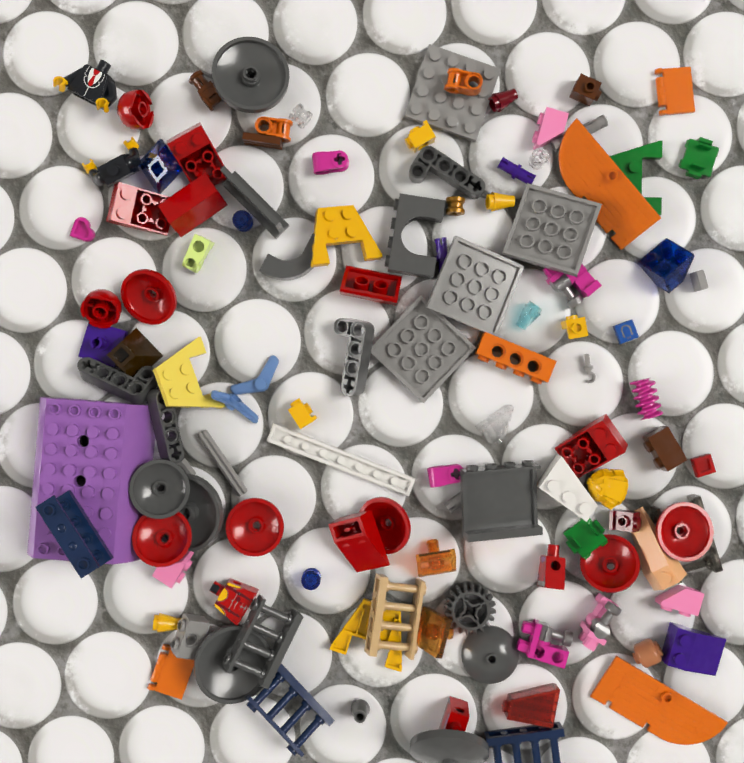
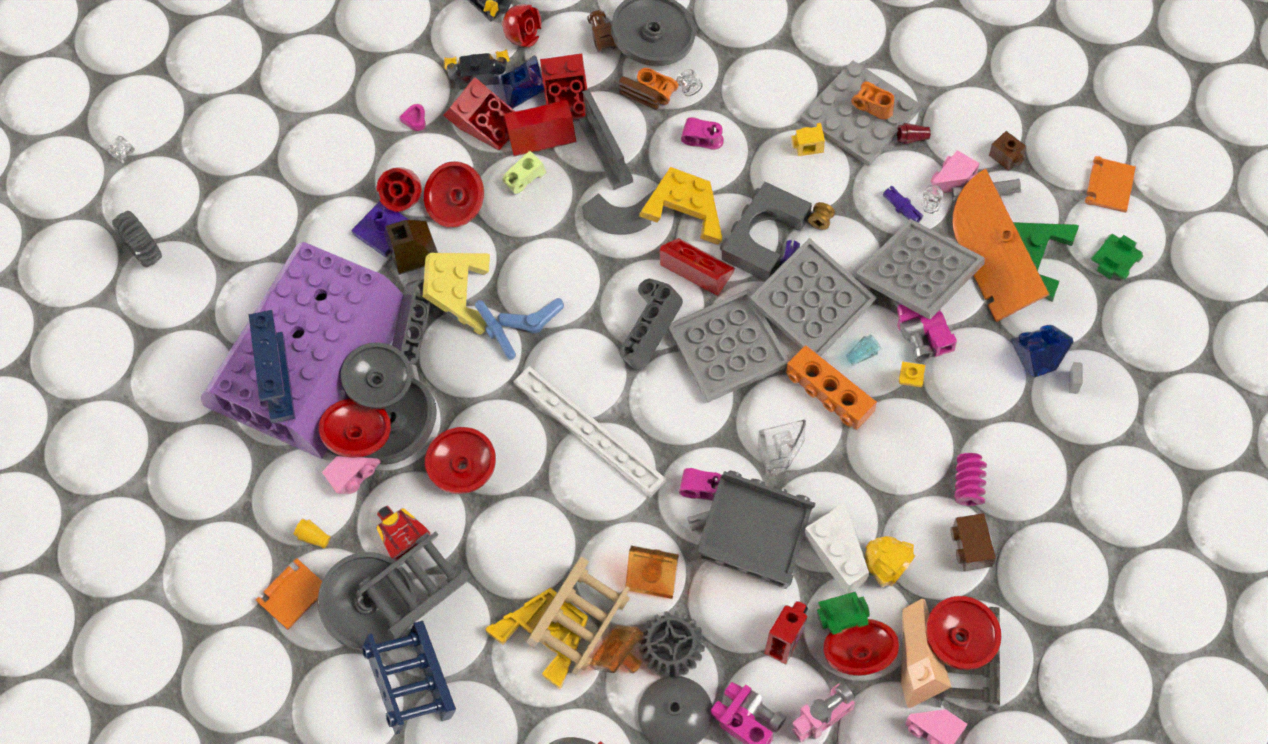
camera: 30 degrees right, 25 degrees down
(94, 371) = (370, 254): dark grey beam -> none
(189, 624) = (341, 541): light grey brick -> none
(222, 463) = (454, 387): light grey axle -> none
(242, 220) = (585, 159): clear blue wheel -> none
(301, 413) = (566, 366): yellow brick -> none
(311, 579) = (498, 544): clear blue wheel -> none
(359, 541) = (572, 516): red slope -> none
(360, 710) = (492, 720): dark grey cone -> none
(393, 535) = (607, 509): red dish -> none
(448, 176) = (846, 202): dark grey beam -> none
(499, 201) = (872, 227): yellow cone -> none
(588, 368) = (914, 429): light grey hand -> none
(592, 446) = (889, 511): red slope -> none
(618, 517) = (896, 606): brick -> none
(625, 331) = (971, 405): blue tile -> none
(703, 465) = (1017, 584): red tile -> none

